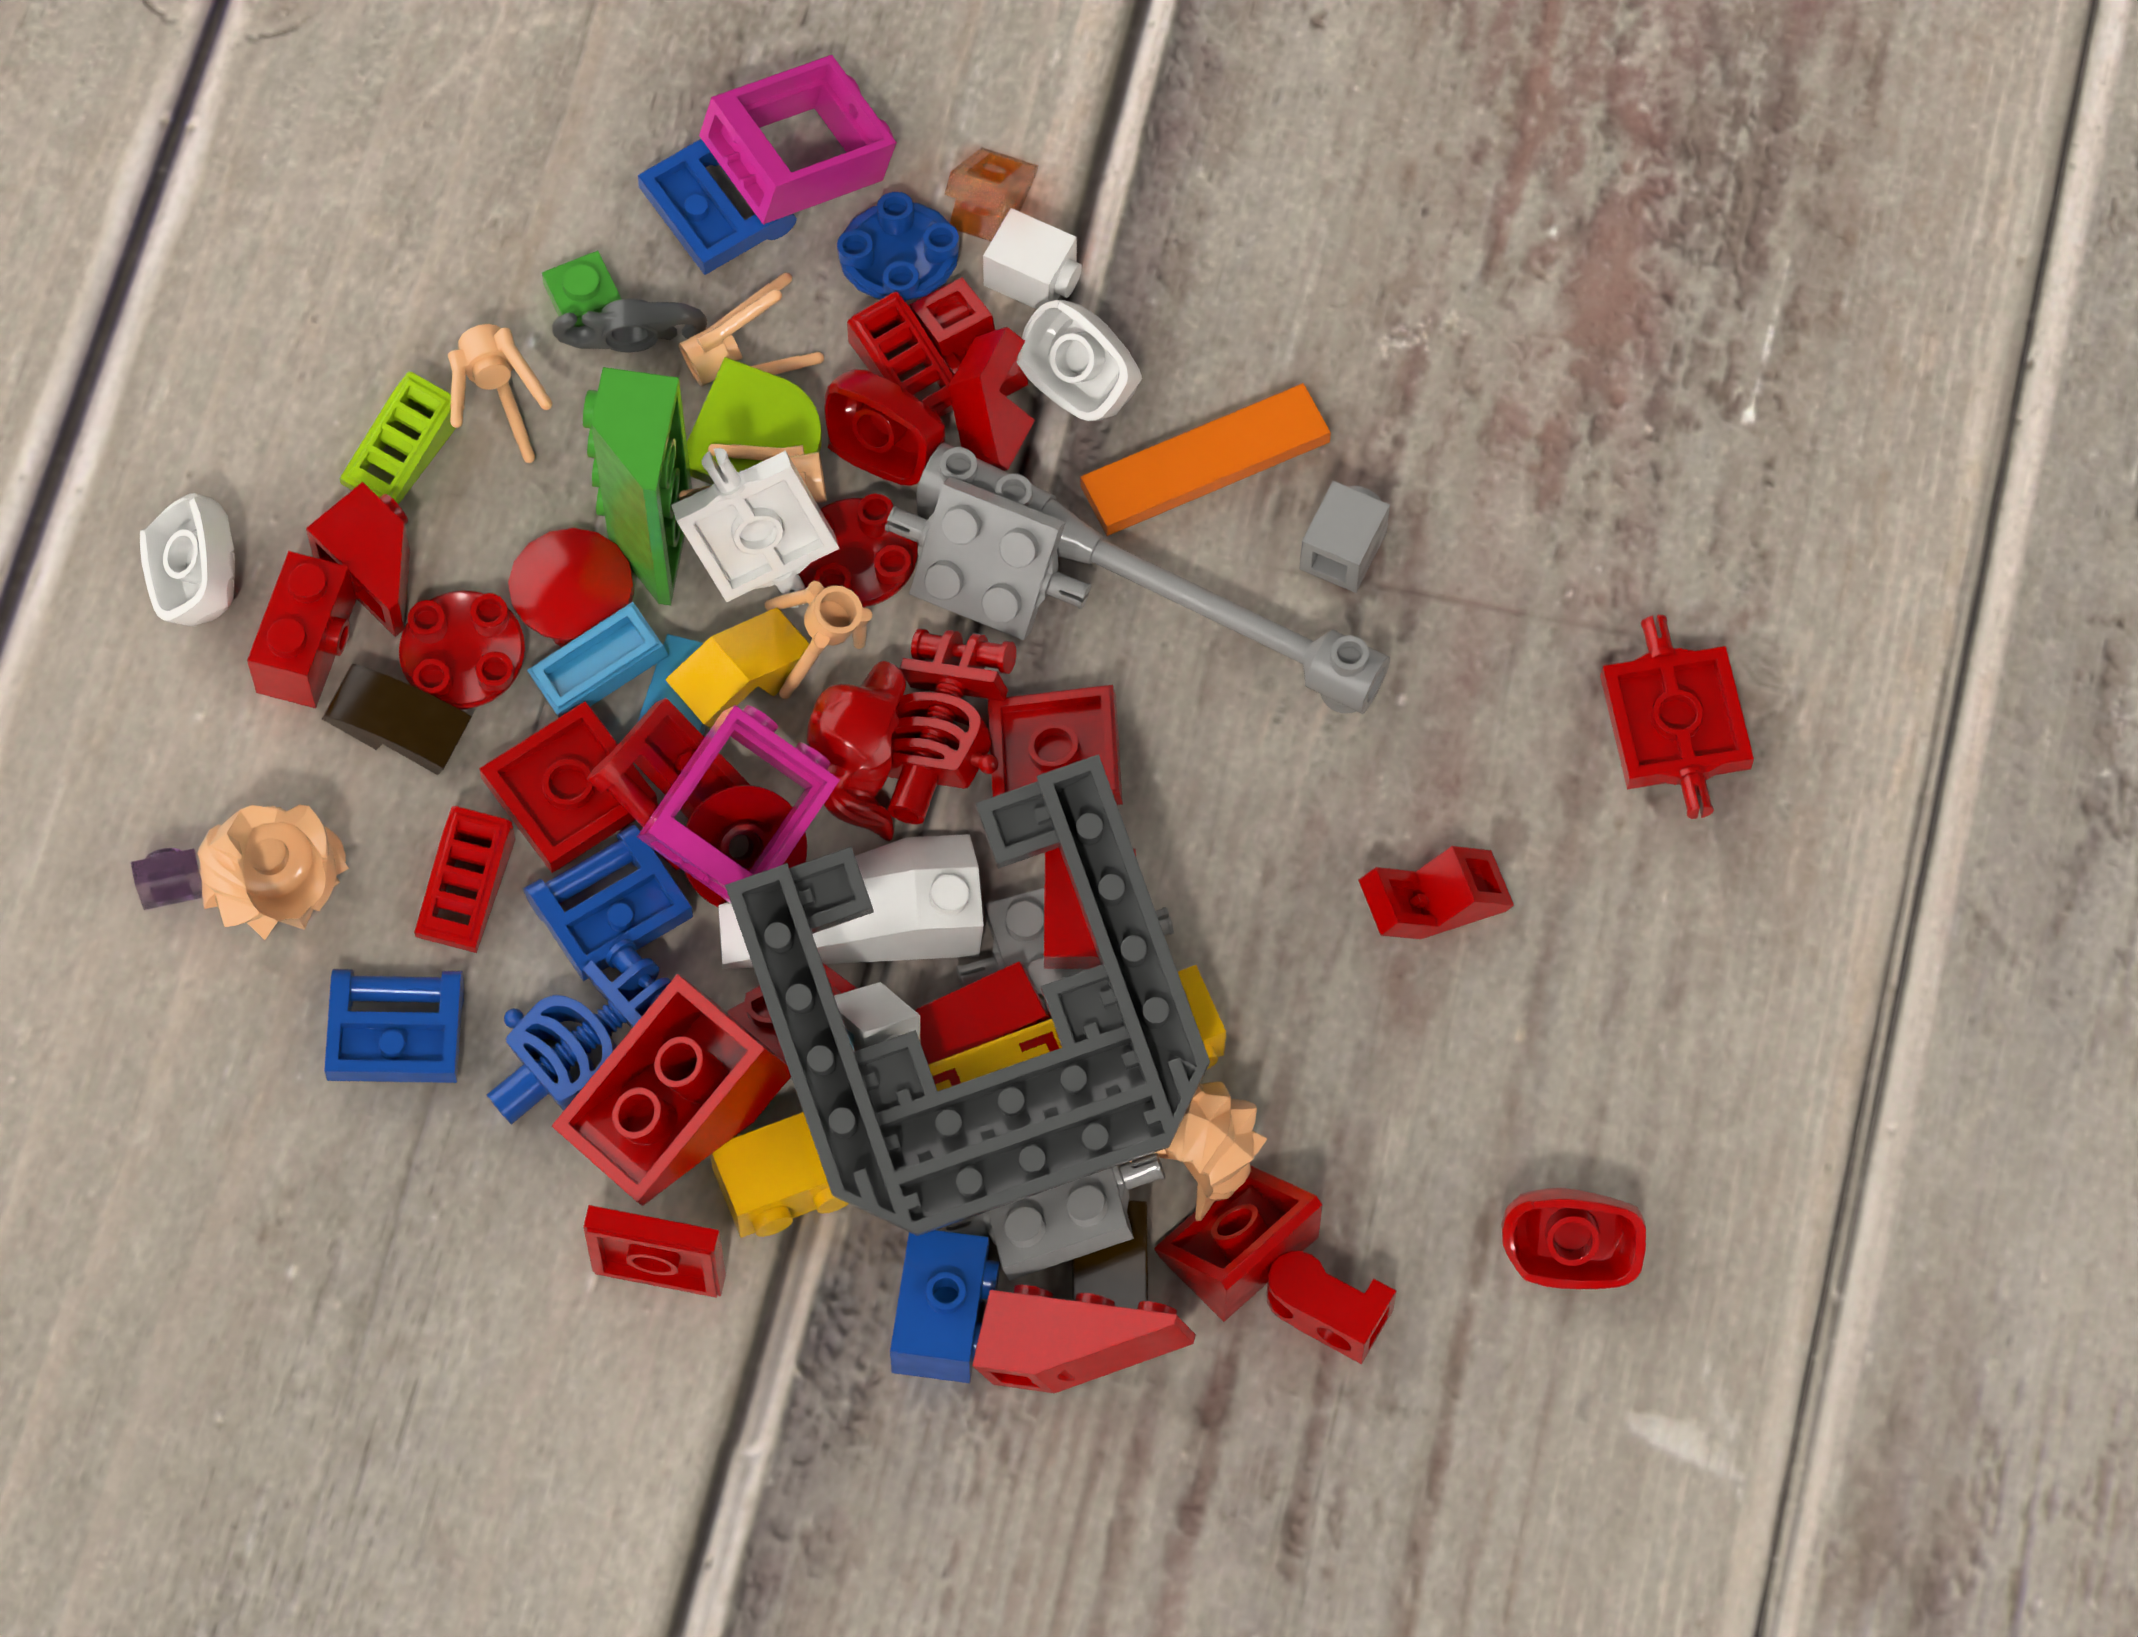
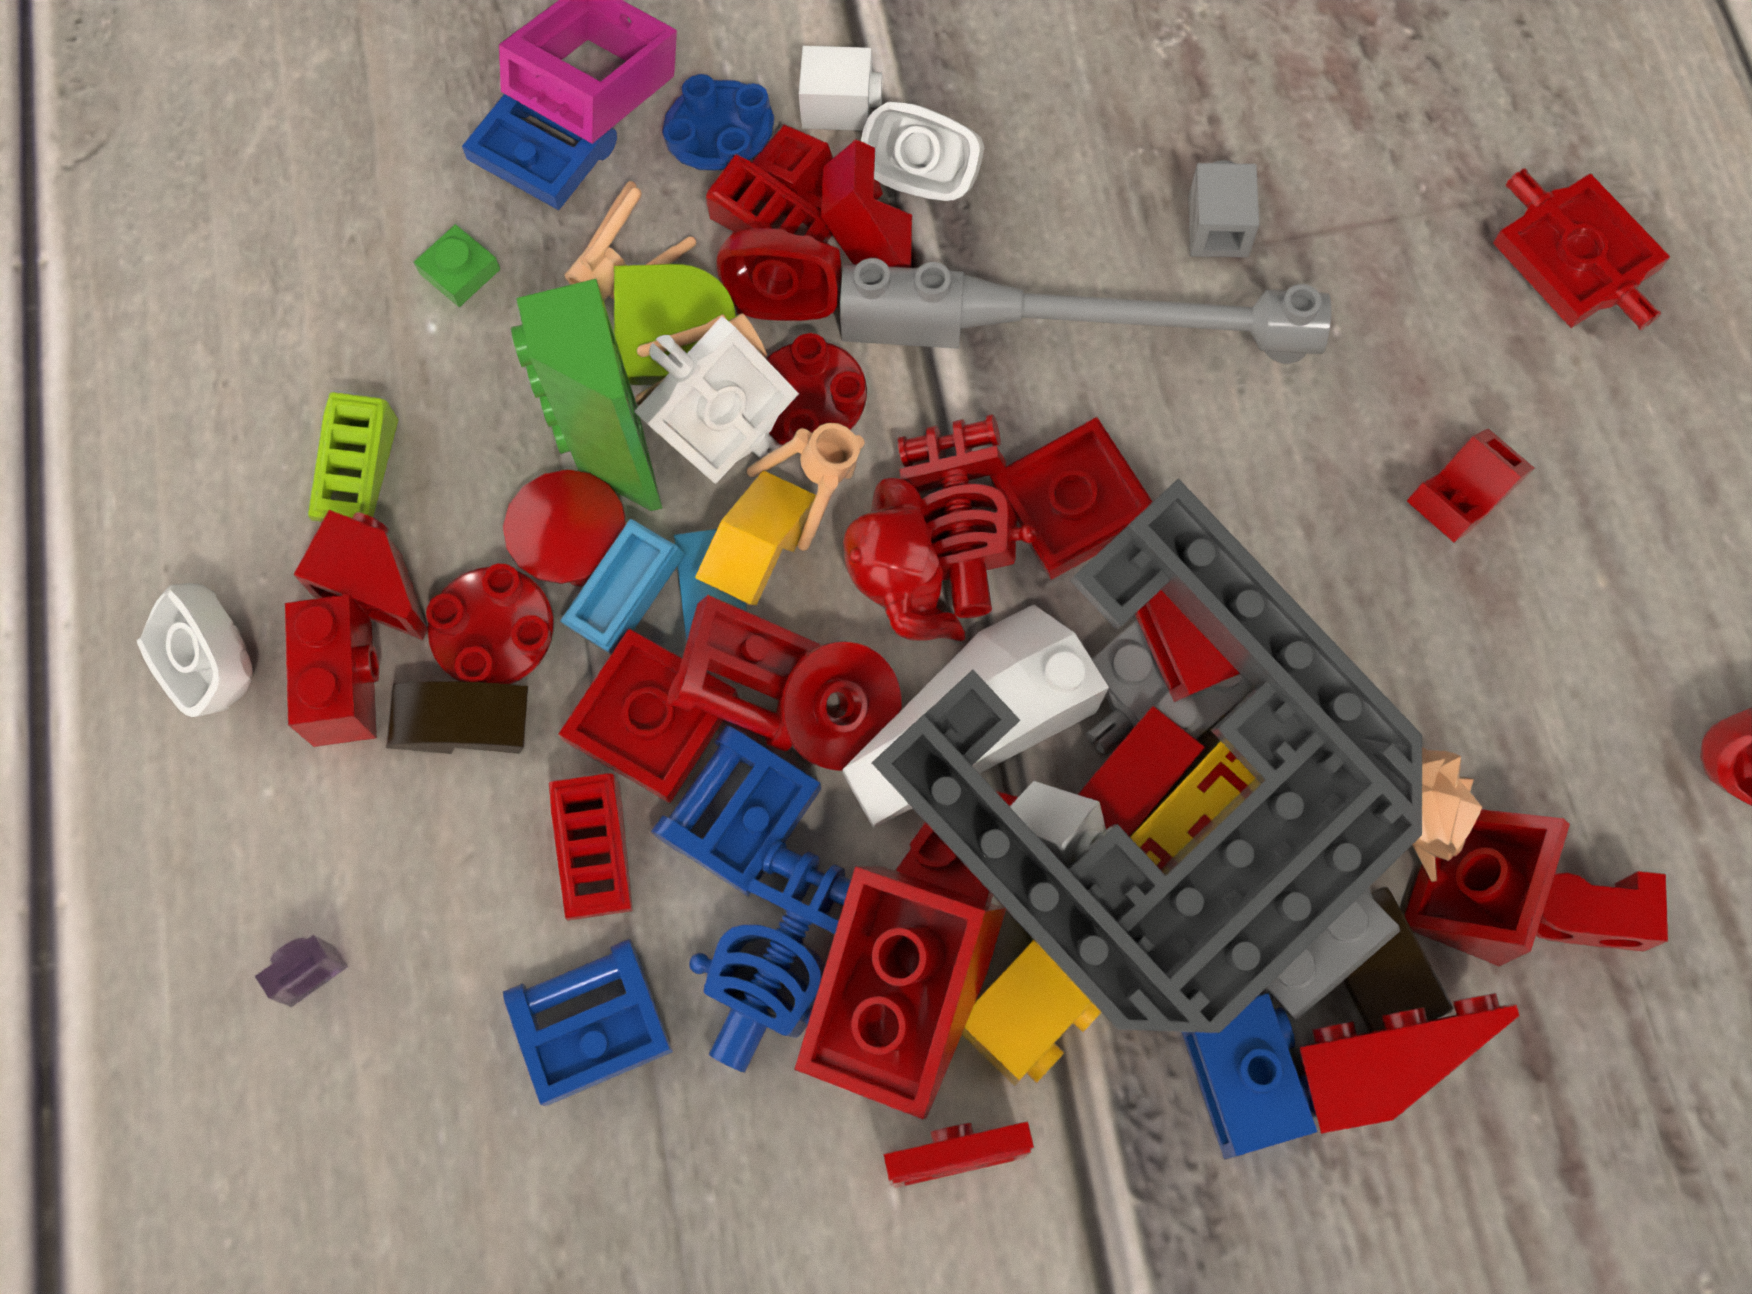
camera: 20 degrees left, 5 degrees up
(270, 867) = (397, 921): light nougat hair -> none
(487, 359) = (399, 354): light nougat plant -> none
(629, 325) = (530, 264): dark grey piece -> none
(757, 733) = (885, 678): dark pink window -> none
(986, 191) = (773, 51): clear orange slope -> none
(987, 558) = (933, 348): light grey plate -> none
(1205, 459) = (1065, 196): orange tile -> none

